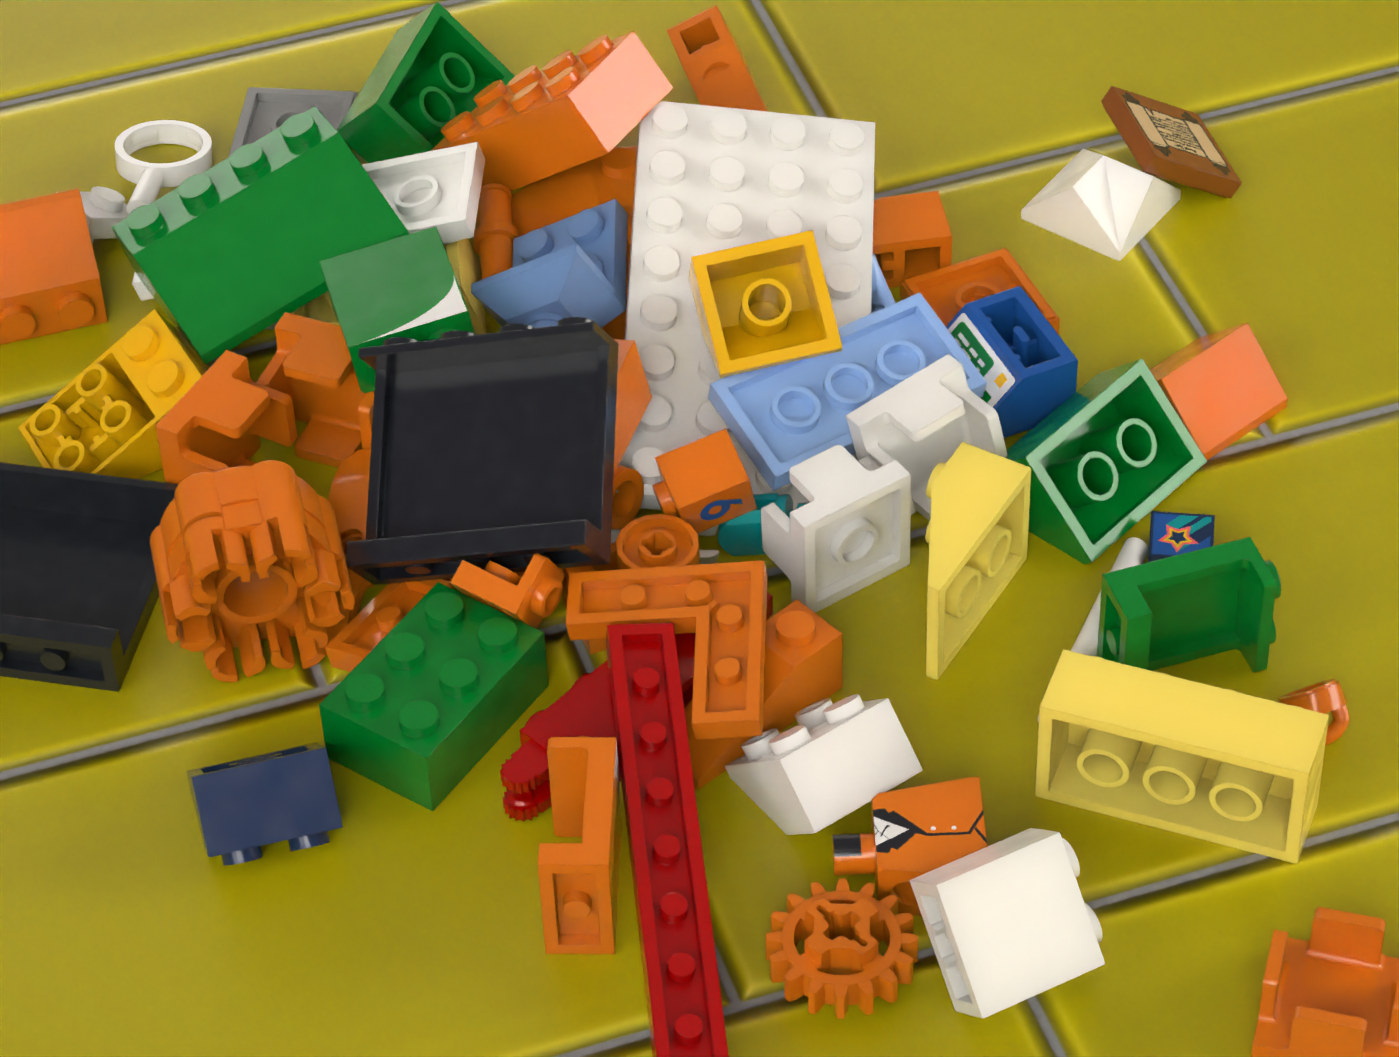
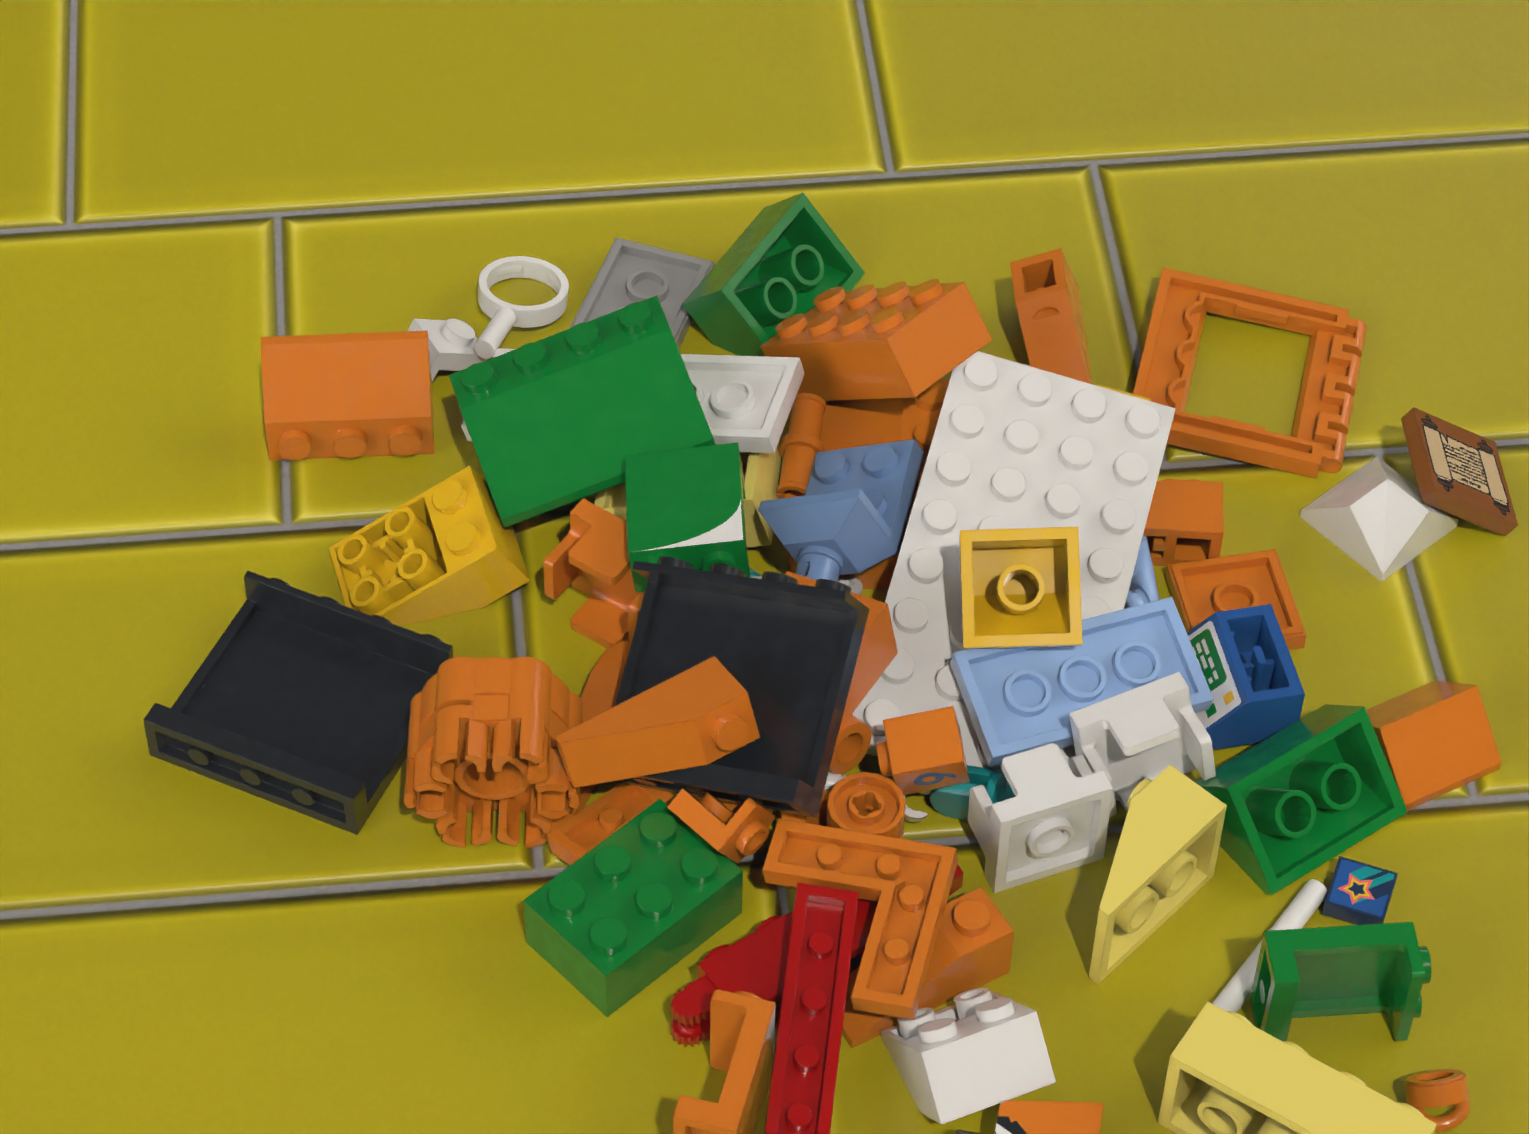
camera: 10 degrees right, 5 degrees up
(222, 421) = (496, 597): orange panel -> none
(265, 802) = (456, 979): dark blue slope -> none
(428, 503) = (663, 729): none -> orange slope
(1013, 92) = (1326, 384): none -> orange hinge

